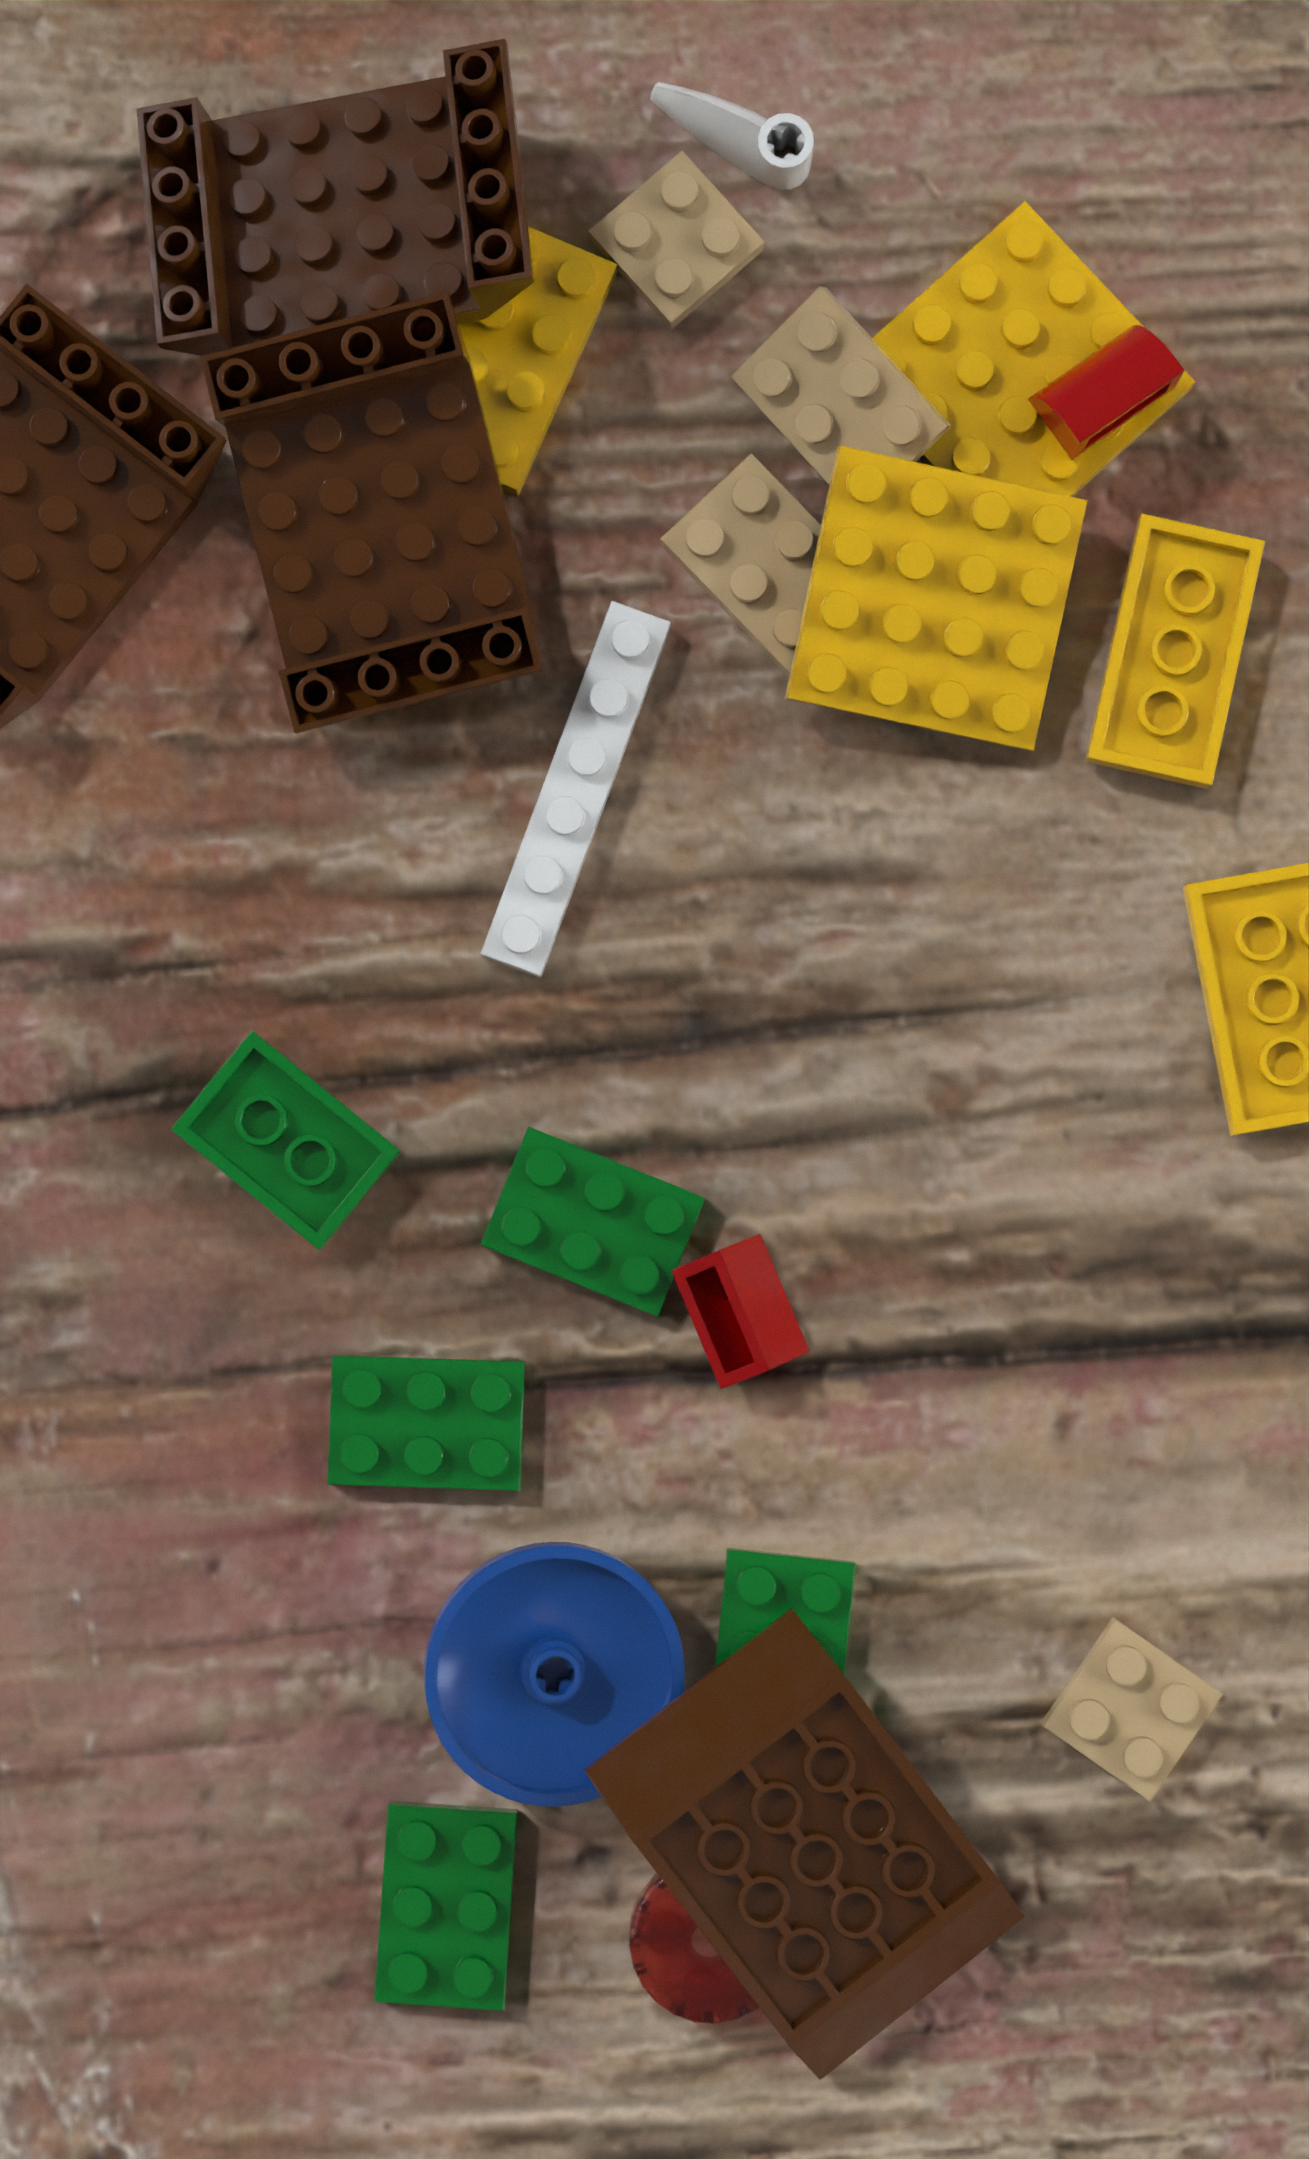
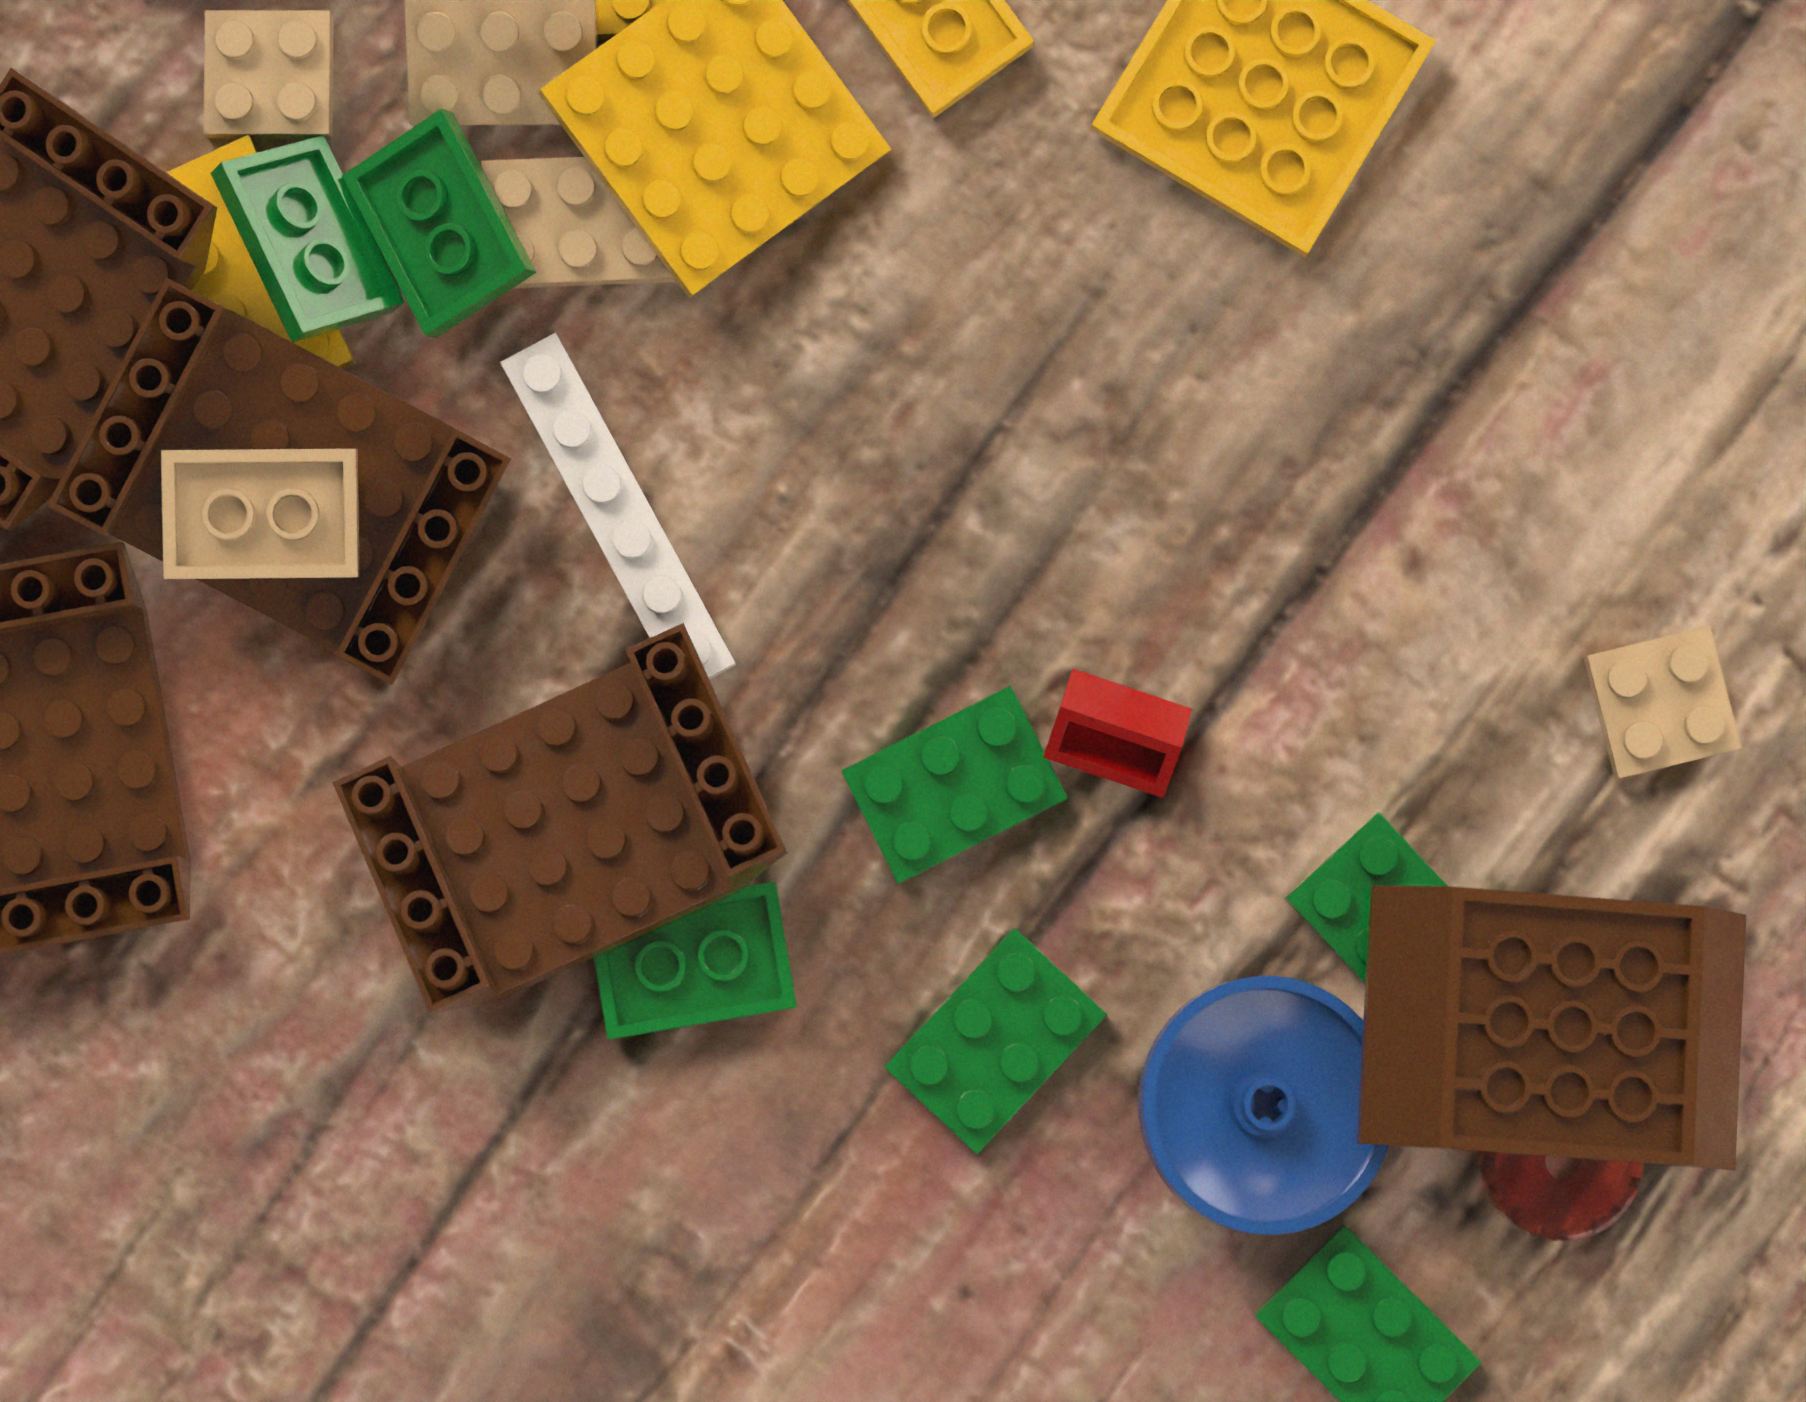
camera: 50 degrees left, 0 degrees up
(296, 954) = (563, 828): none -> reddish brown slope
(335, 520) = (260, 513): none -> tan plate
(576, 374) = (307, 238): none -> plate
(674, 462) = (438, 223): none -> green plate

